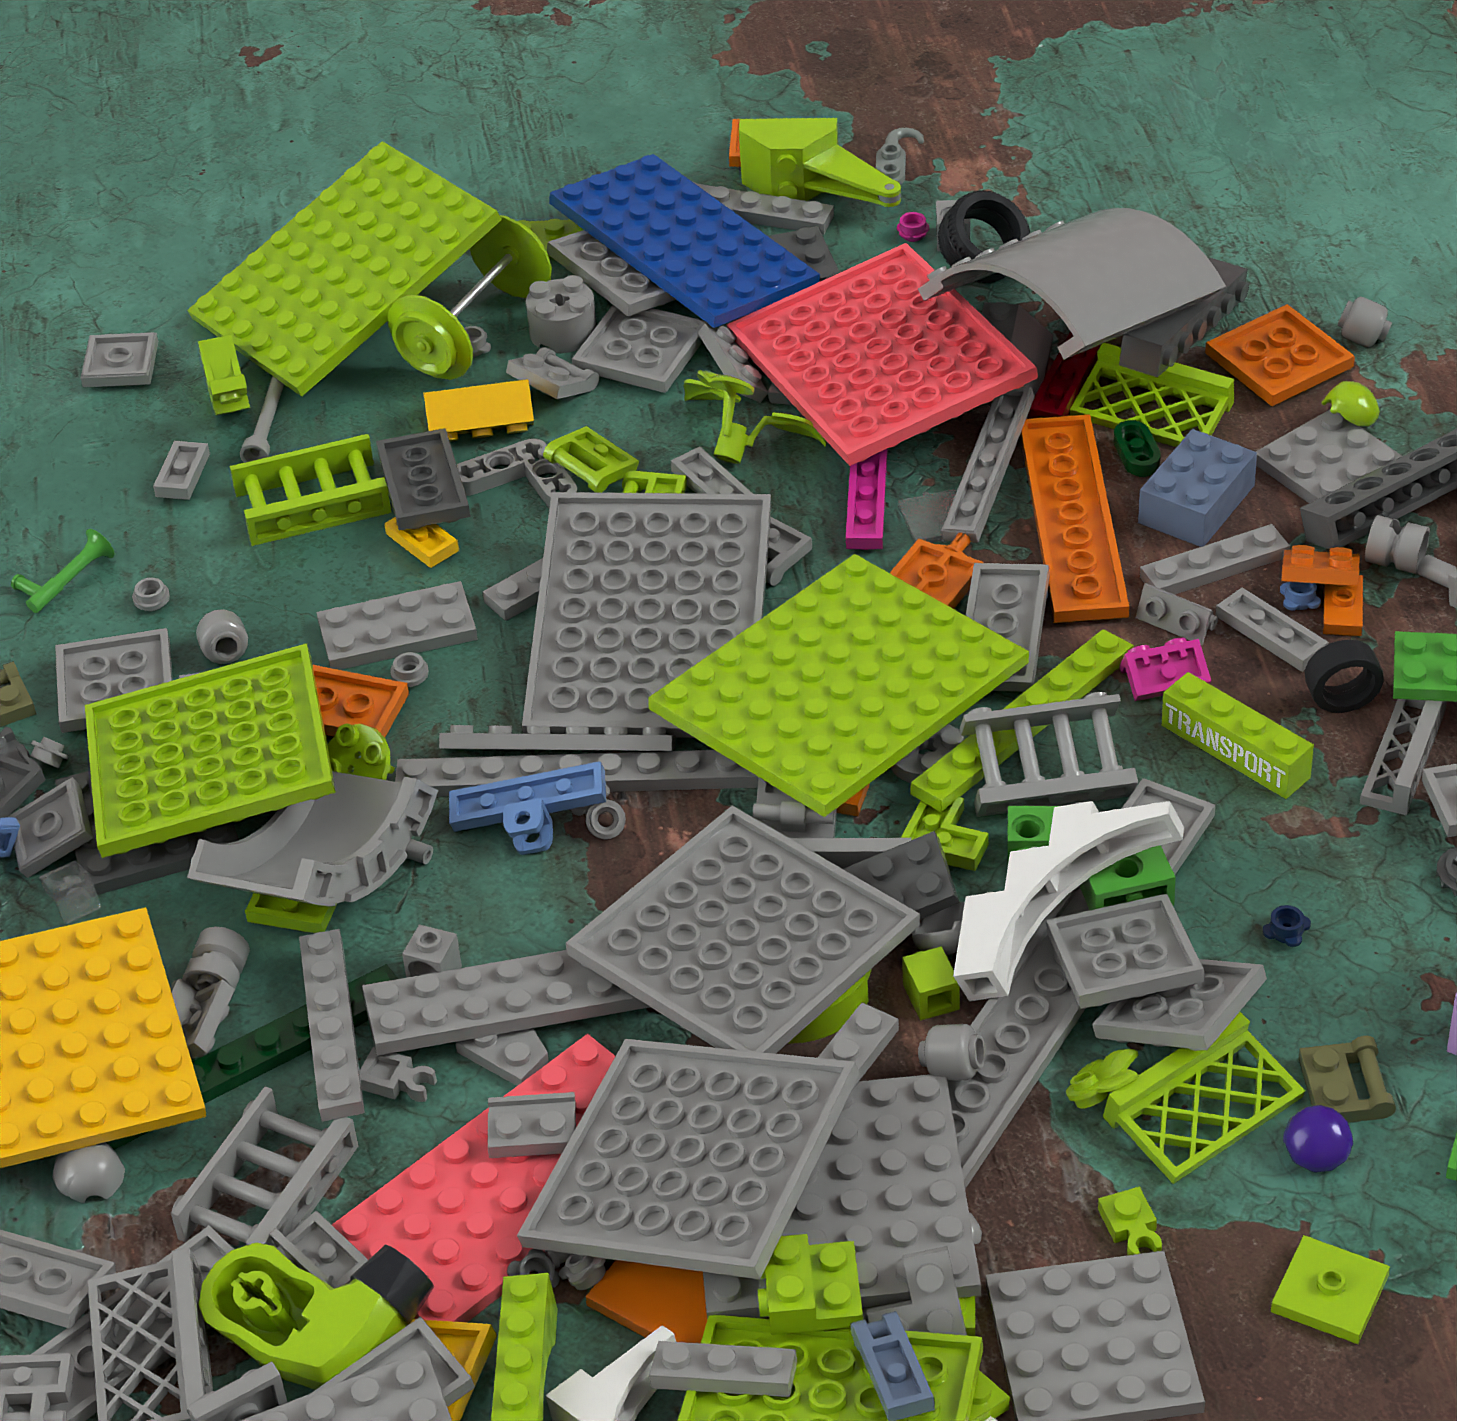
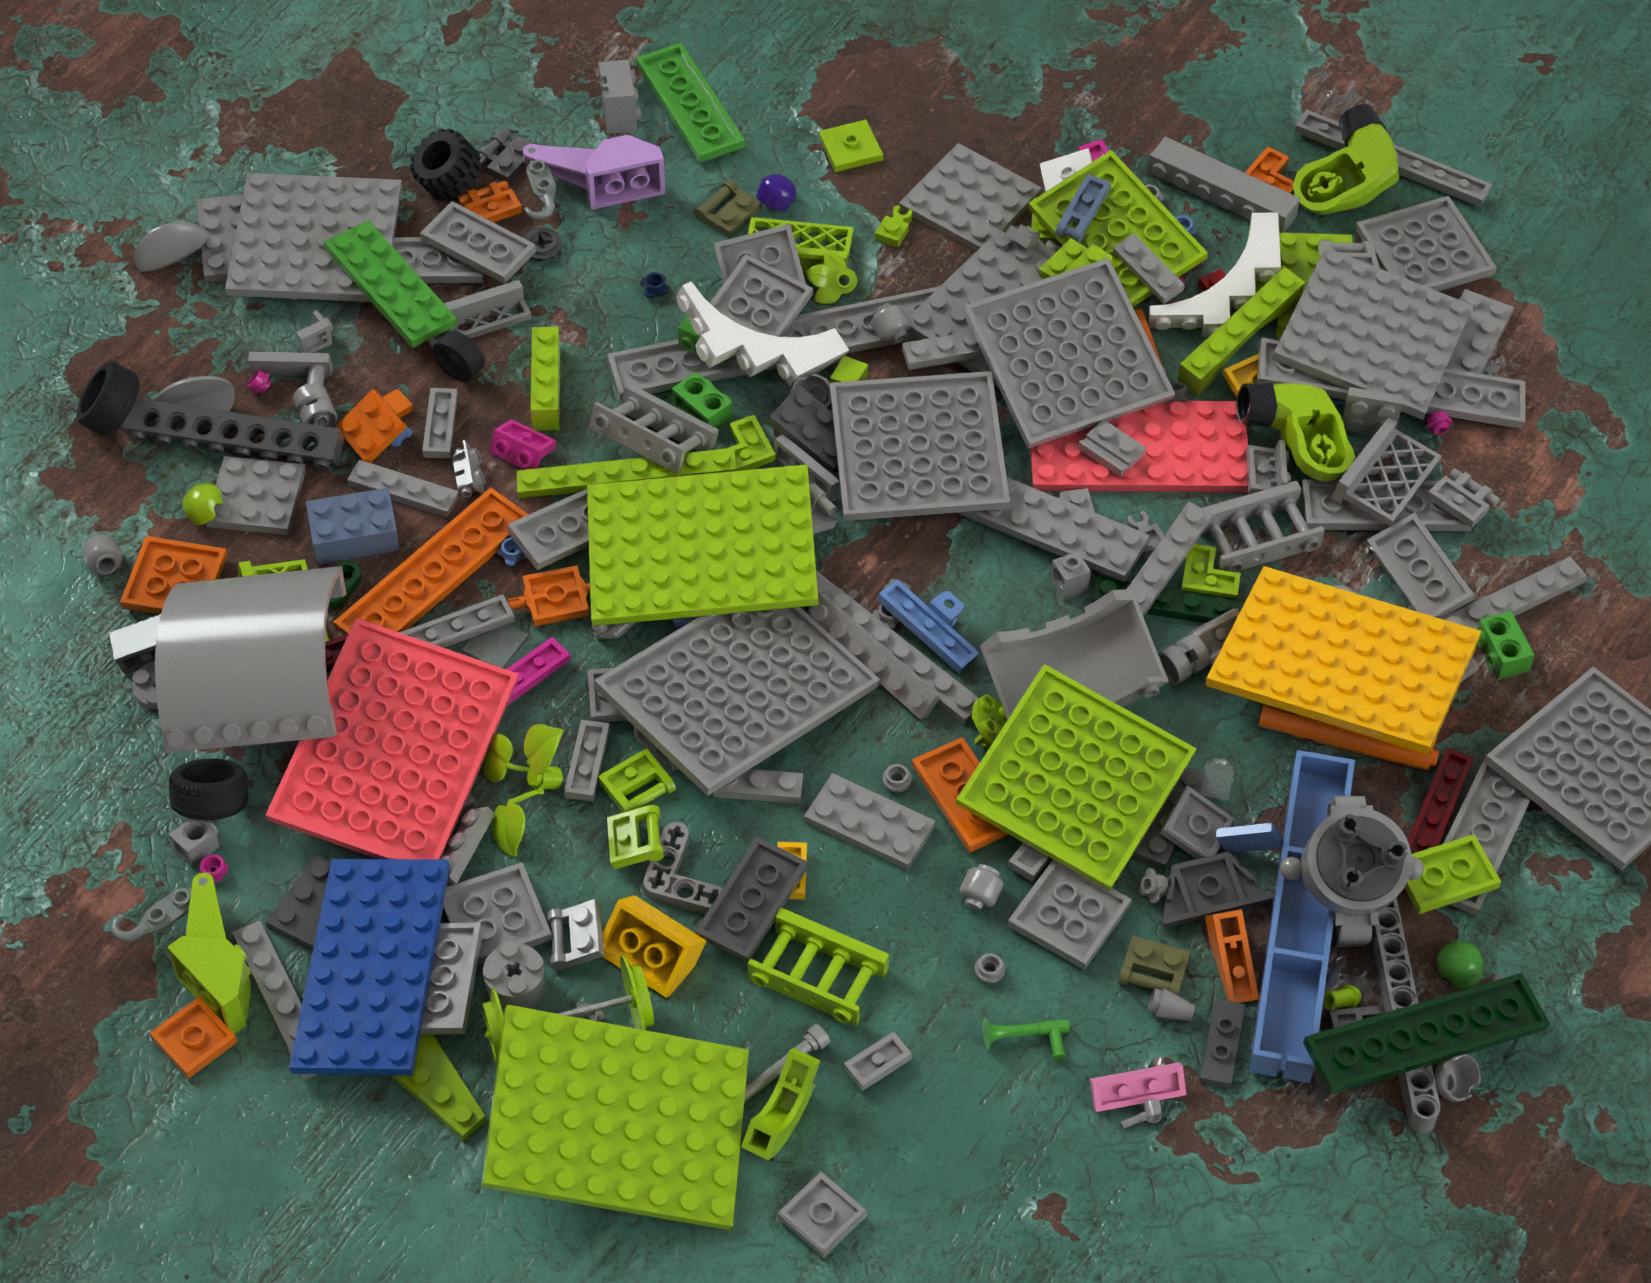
camera: 140 degrees left, 10 degrees up
(285, 1073) = (1202, 578): none -> lime plate

